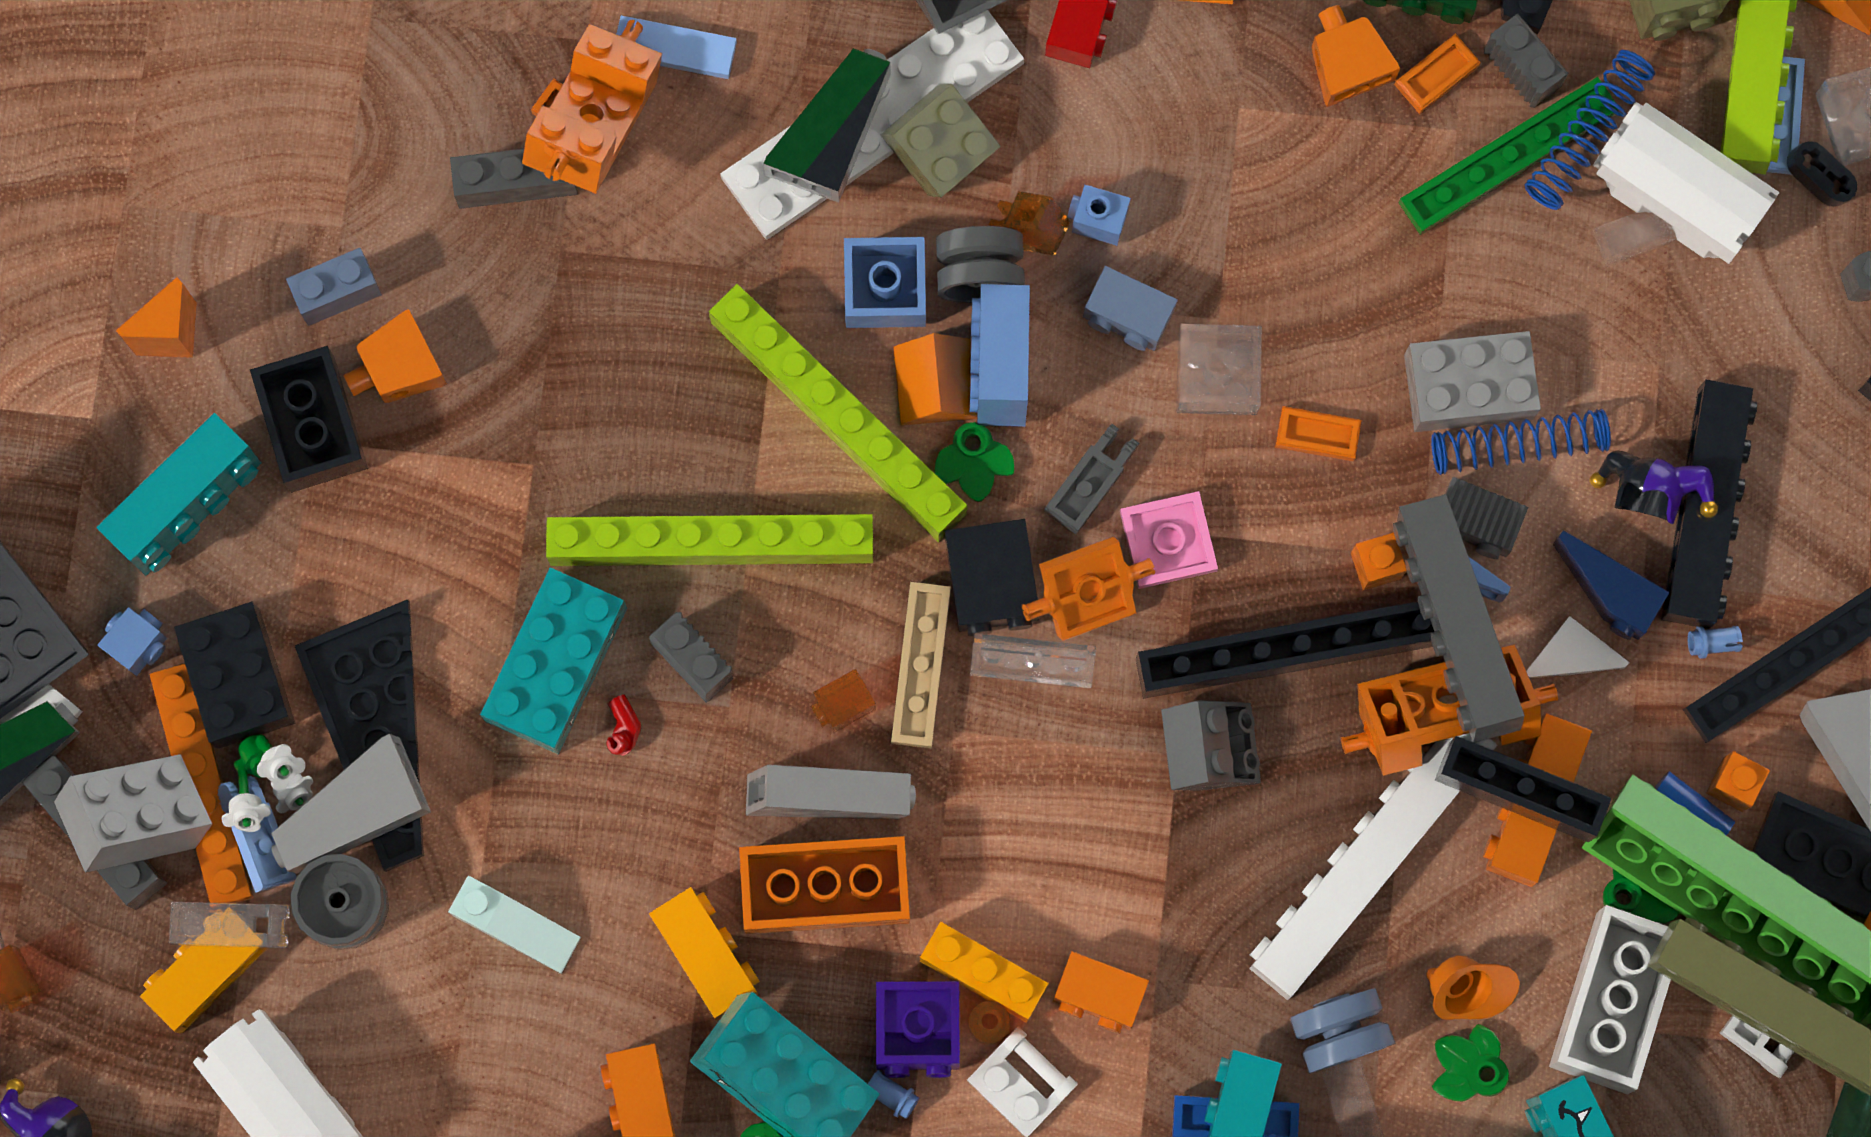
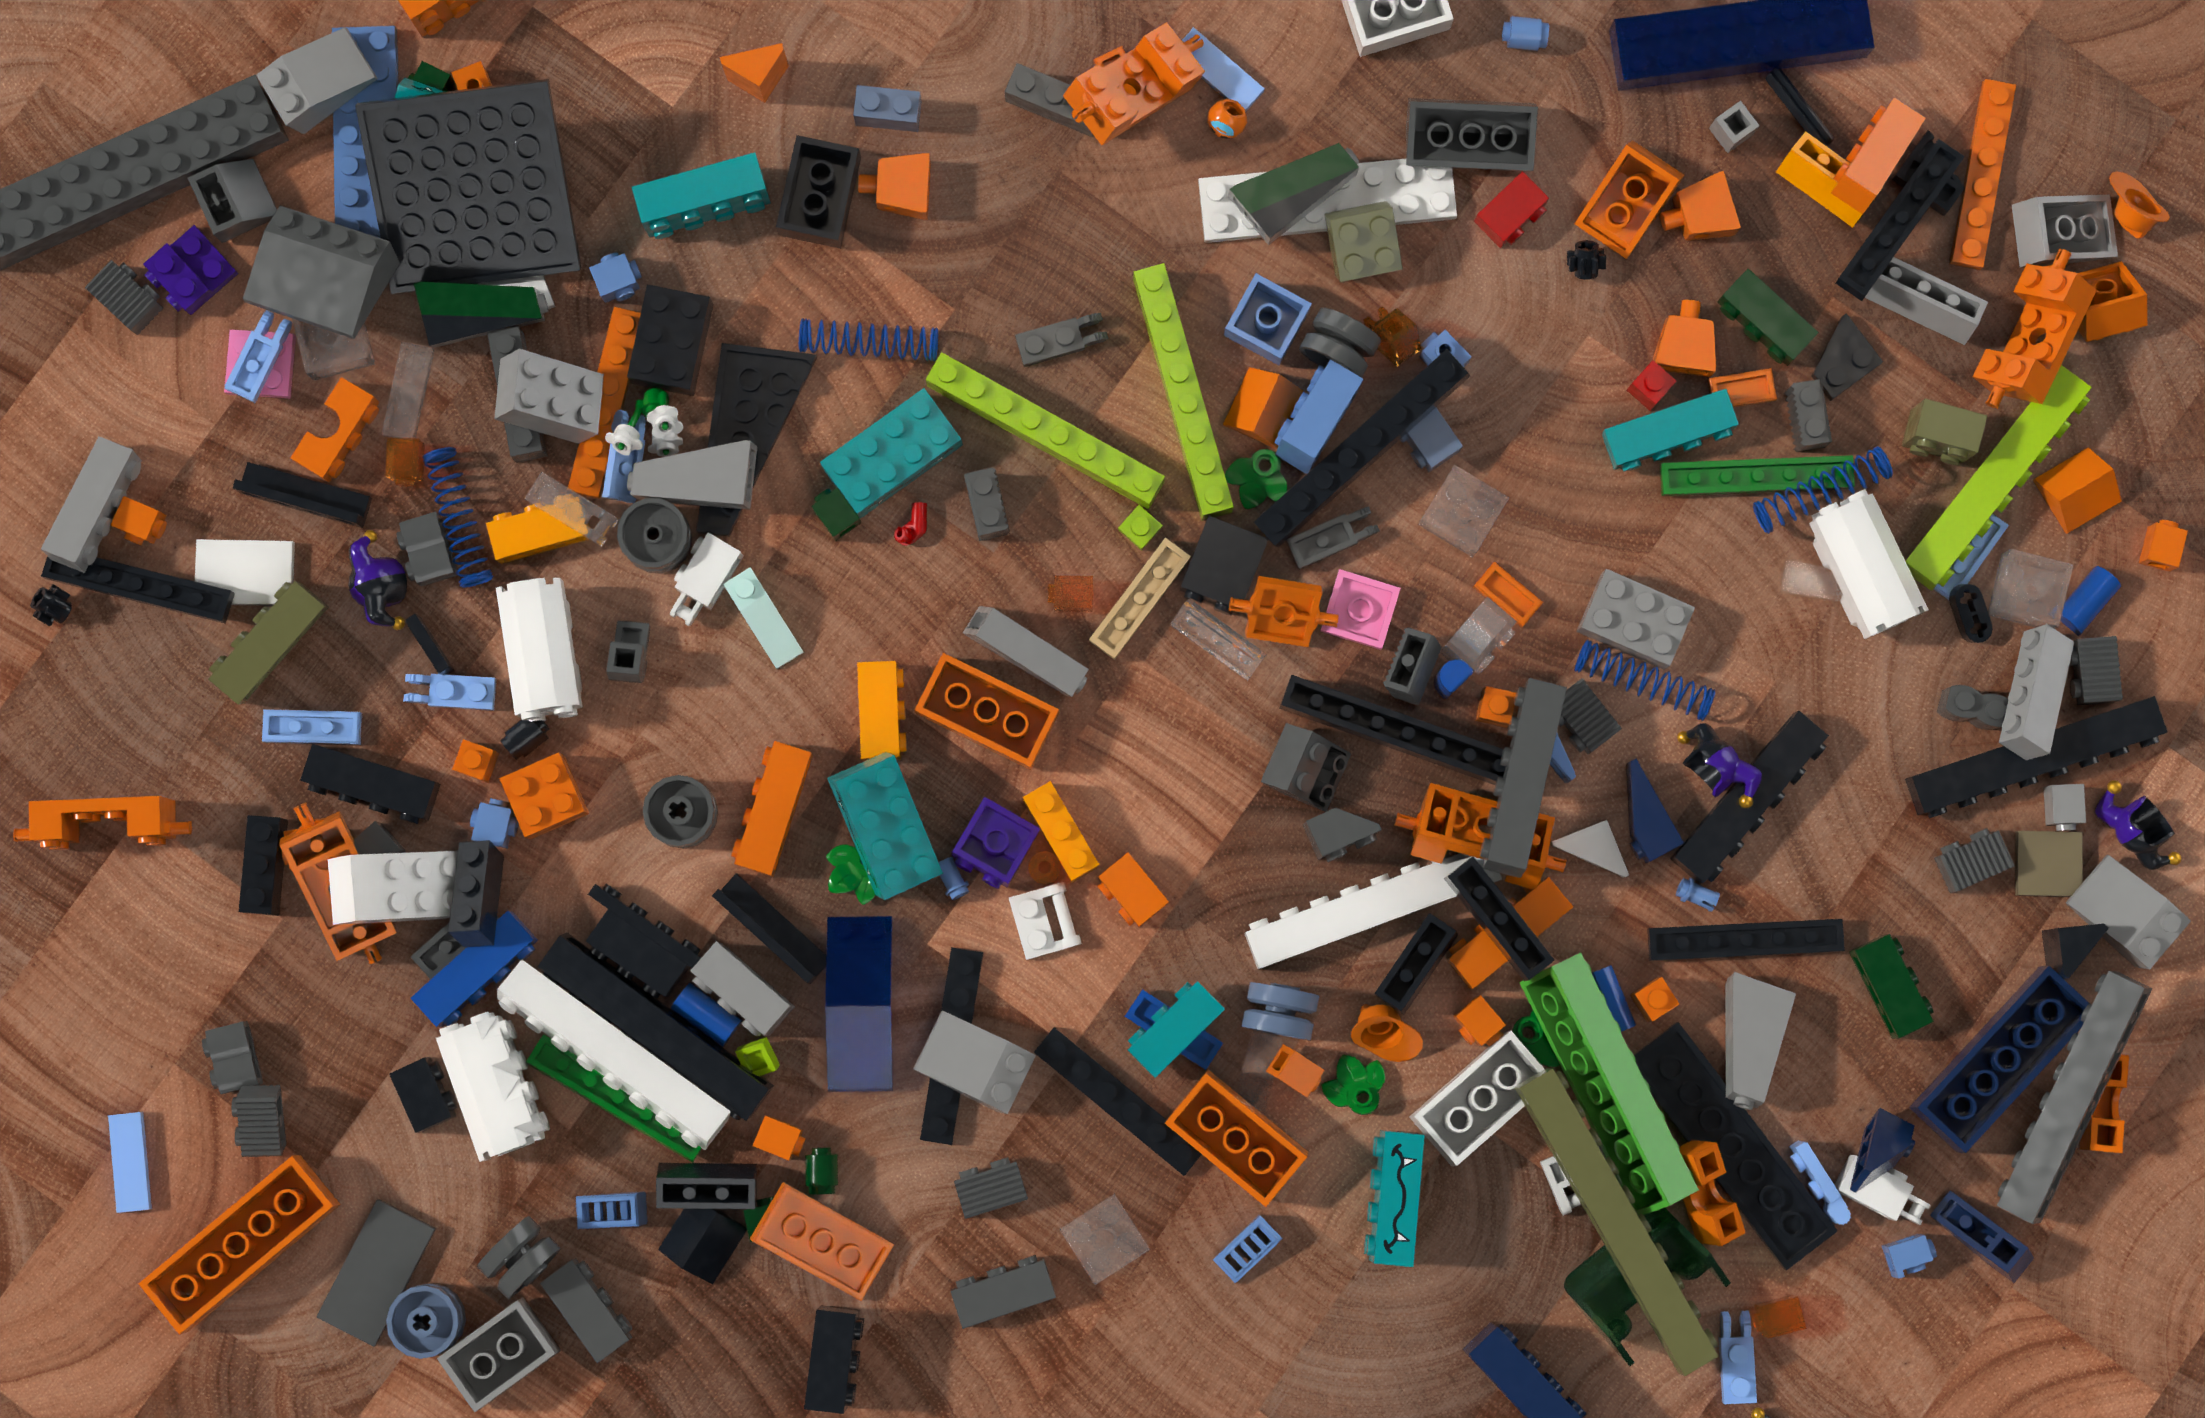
camera: 30 degrees right, 5 degrees up
(40, 954) = (437, 456): none -> blue piece
(88, 1064) = (426, 549): none -> dark grey brick
(377, 571) = (805, 335): none -> blue piece
(384, 1049) = (628, 652): none -> dark grey brick
(421, 915) = (704, 576): none -> white brick
(529, 762) = (835, 513): none -> dark green brick
(666, 433) = (1058, 339): none -> dark grey hinge
(714, 92) = (1227, 119): none -> orange piece
(875, 587) = (1140, 527): none -> lime plate
(1071, 362) = (1362, 448): none -> black brick
(1191, 27) = (1586, 259): none -> black gear
(1262, 568) = (1412, 666): none -> dark grey brick
(1287, 793) = (1336, 830): none -> dark grey slope
(1313, 556) = (1451, 677): none -> blue brick
(1315, 496) = (1479, 635): none -> clear brick
(1340, 122) = (1651, 385): none -> red brick
(1387, 158) = (1670, 429): none -> teal brick
(1396, 1087) = (1295, 1071): none -> orange brick
(1459, 891) = (1416, 963): none -> black brick
(1565, 917) = (1479, 1023): none -> orange brick

